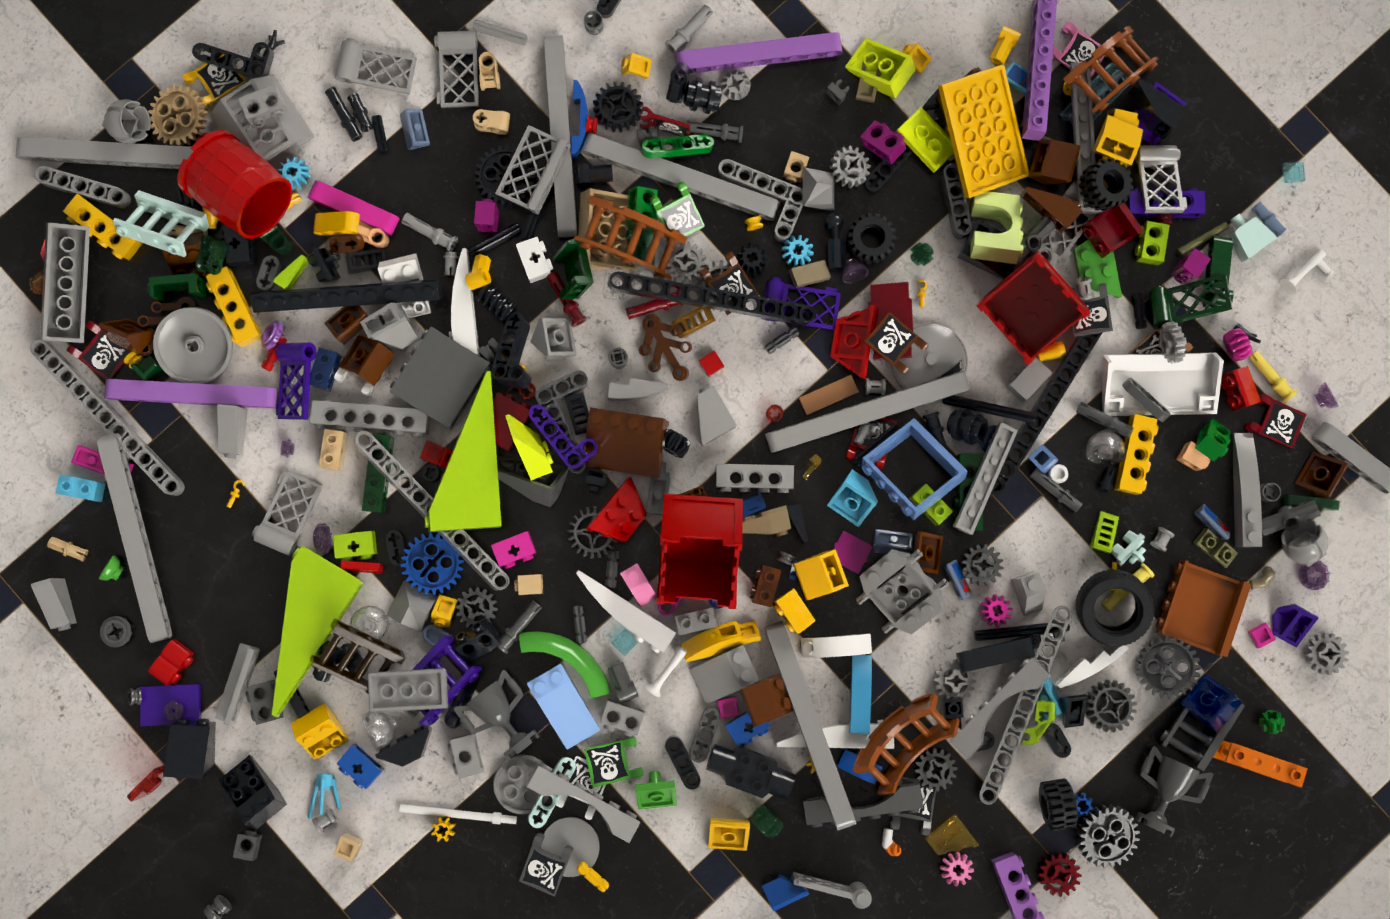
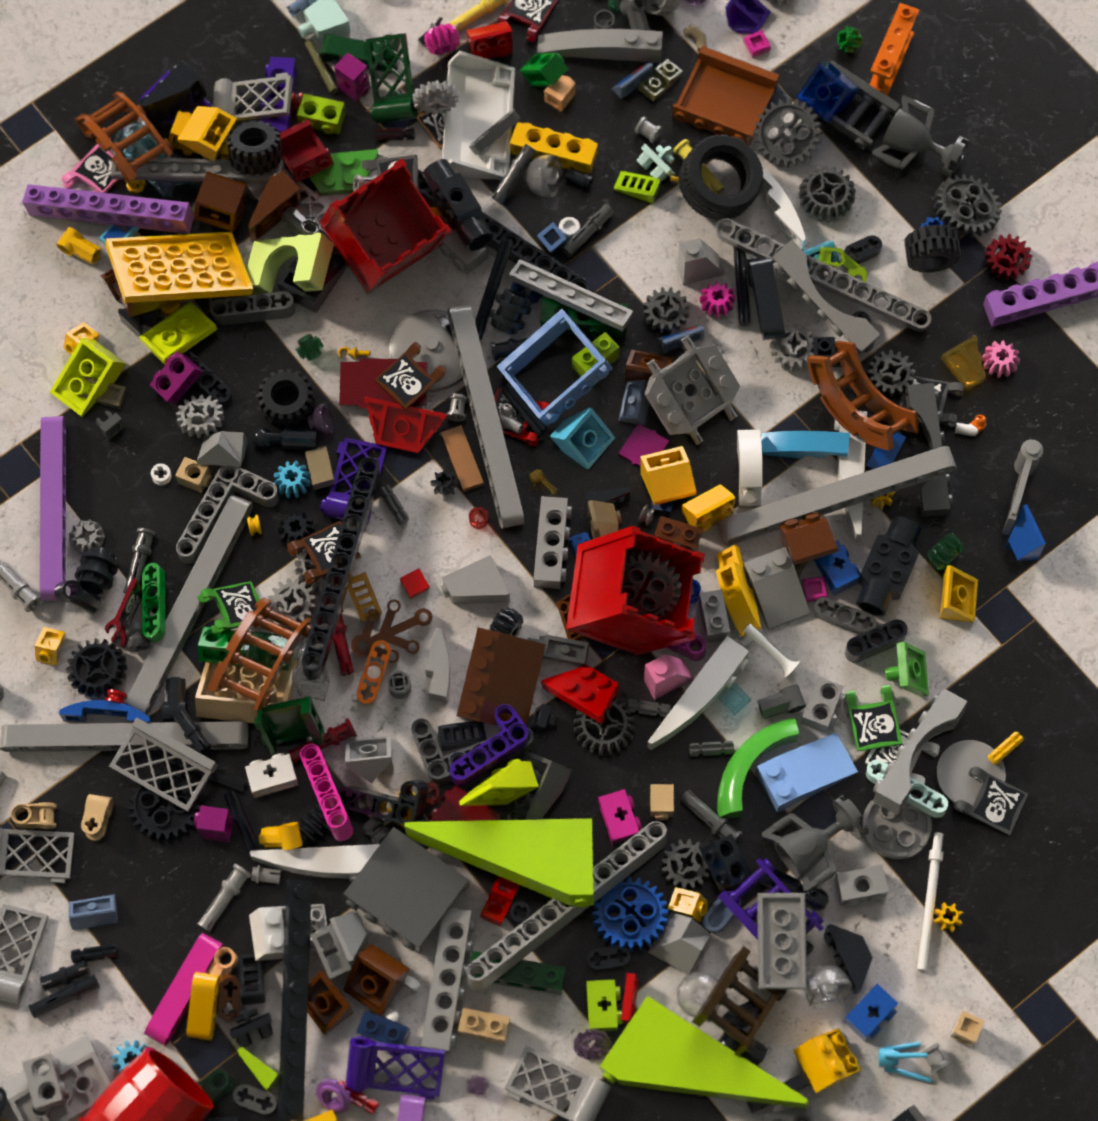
camera: 75 degrees left, 15 degrees down
(508, 310) = (326, 792): none -> dark pink beam
(562, 190) = (192, 731): none -> black pin
(616, 327) = (362, 686): none -> orange beam
(699, 571) = (664, 594): none -> dark grey gear
(791, 137) = (161, 481): none -> white bush
(806, 377) = (444, 489): none -> black gear
(1074, 363) = (458, 204): none -> black brick
(1074, 710) = (830, 228): black slope -> none

